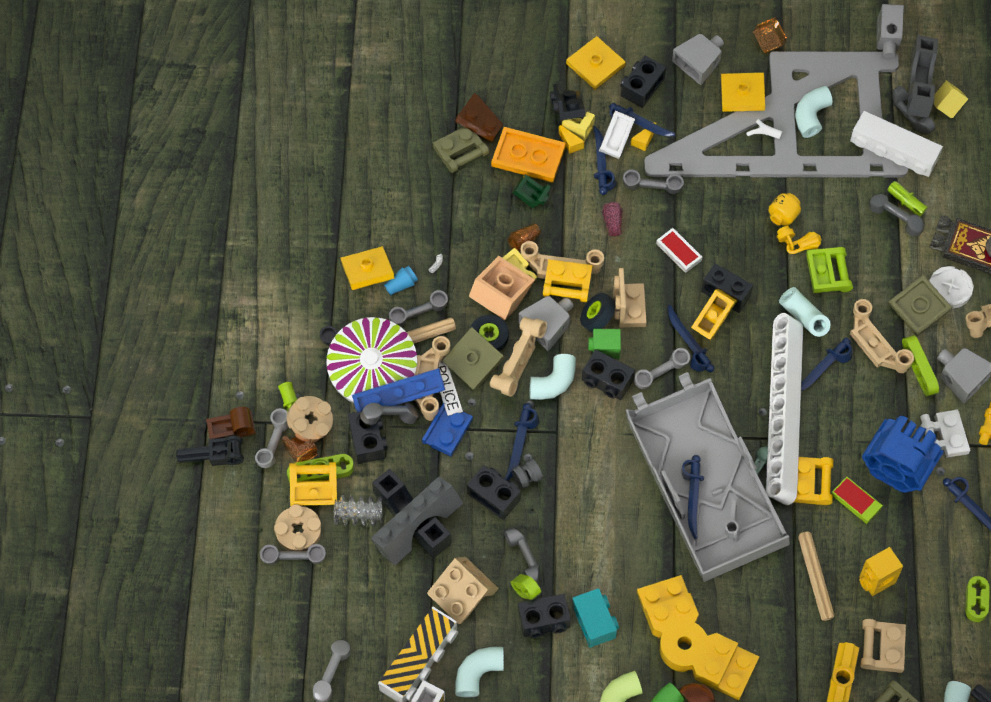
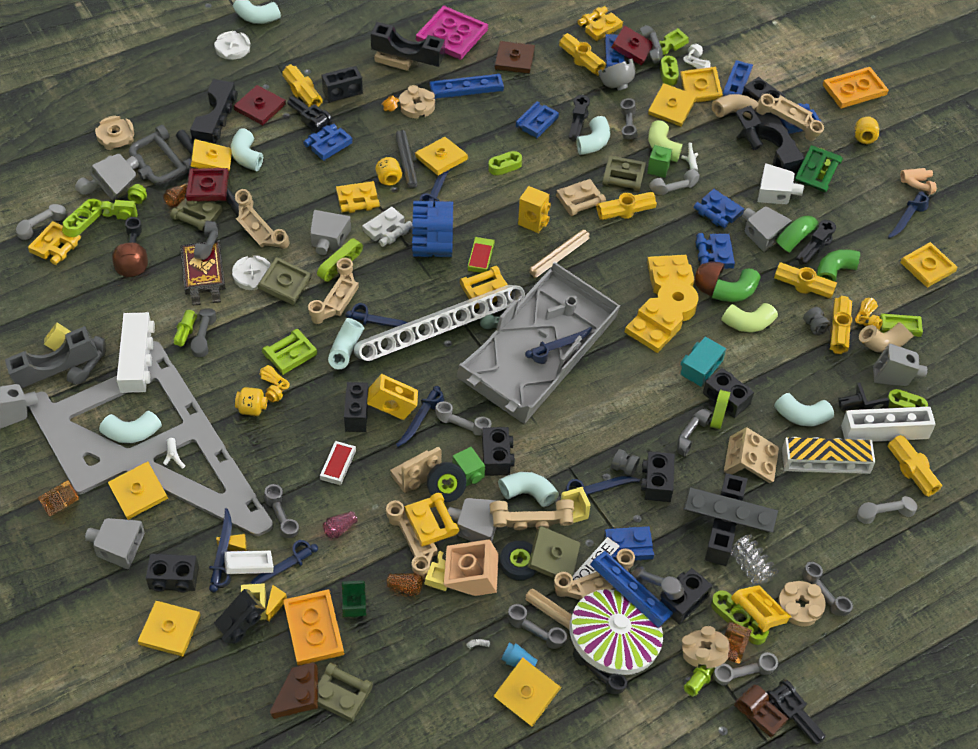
camera: 125 degrees left, 10 degrees down
(509, 407) = (581, 503): none -> light yellow panel

